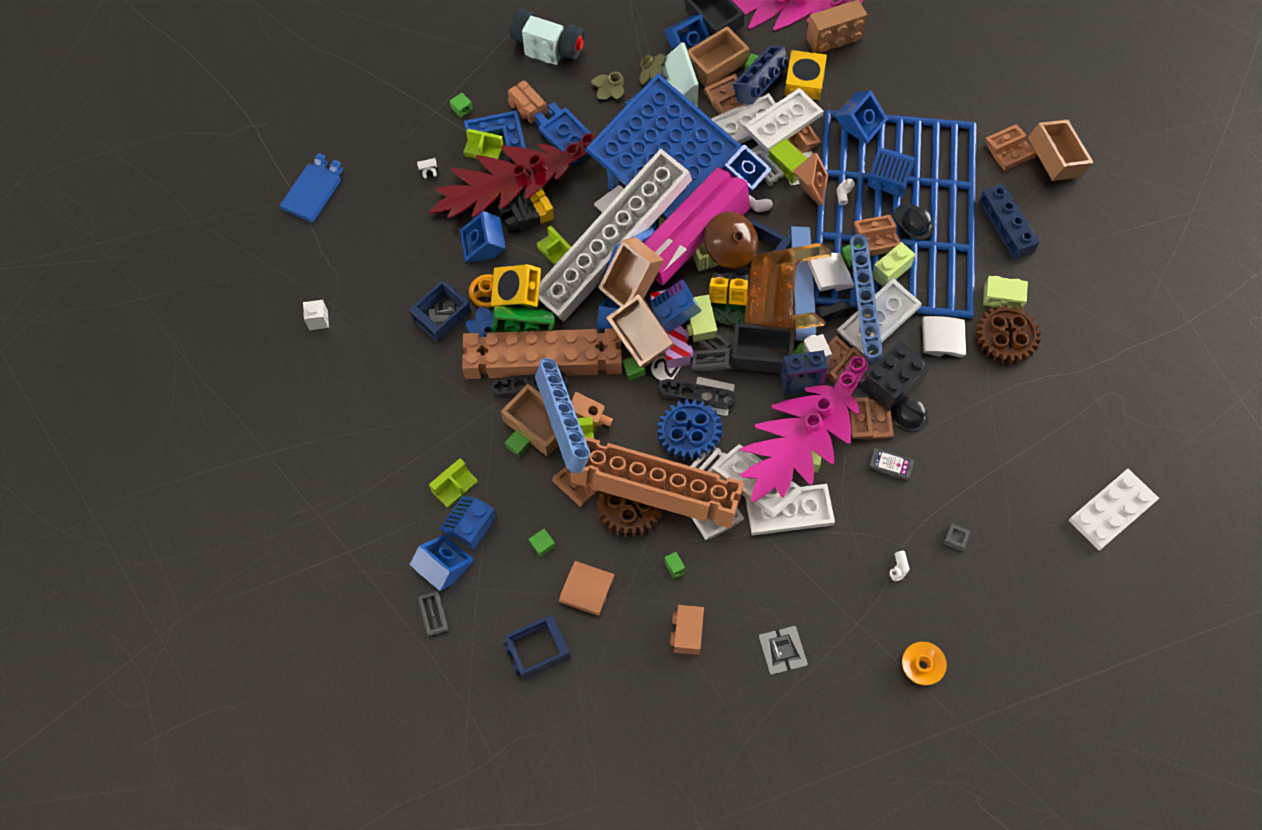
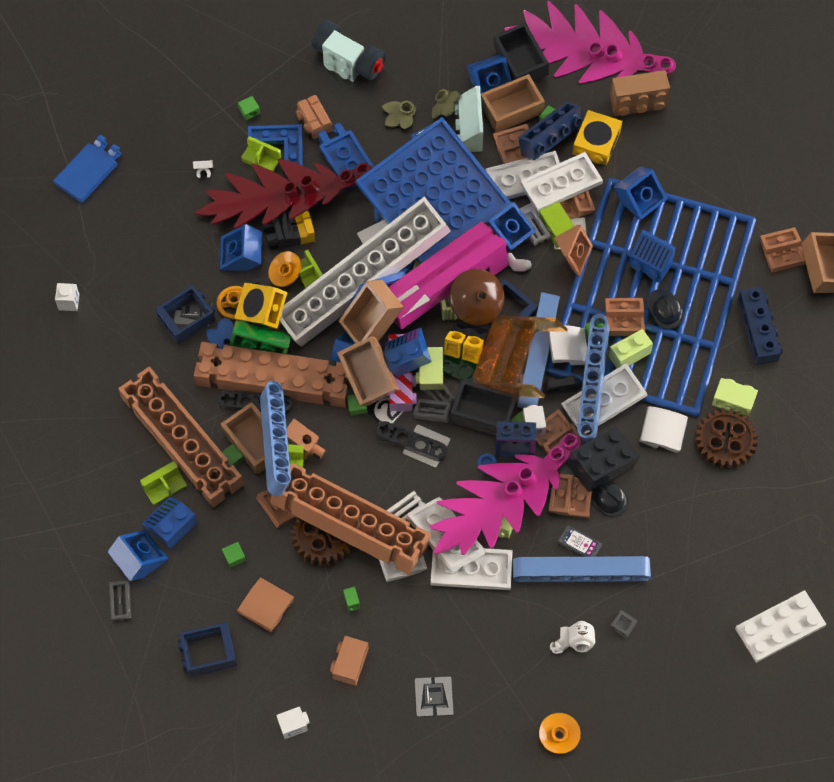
camera: 10 degrees right, 0 degrees up
(462, 432) = (181, 437): none -> nougat brick
(525, 248) = (284, 269): none -> light orange dish
(644, 707) = (293, 722): none -> white brick
(686, 445) = (395, 474): blue gear -> none
(775, 398) = (486, 459): none -> blue tile
(843, 189) = (603, 264): white arm -> none
(900, 489) = (581, 569): none -> medium blue beam
(919, 558) = (581, 636): none -> white head

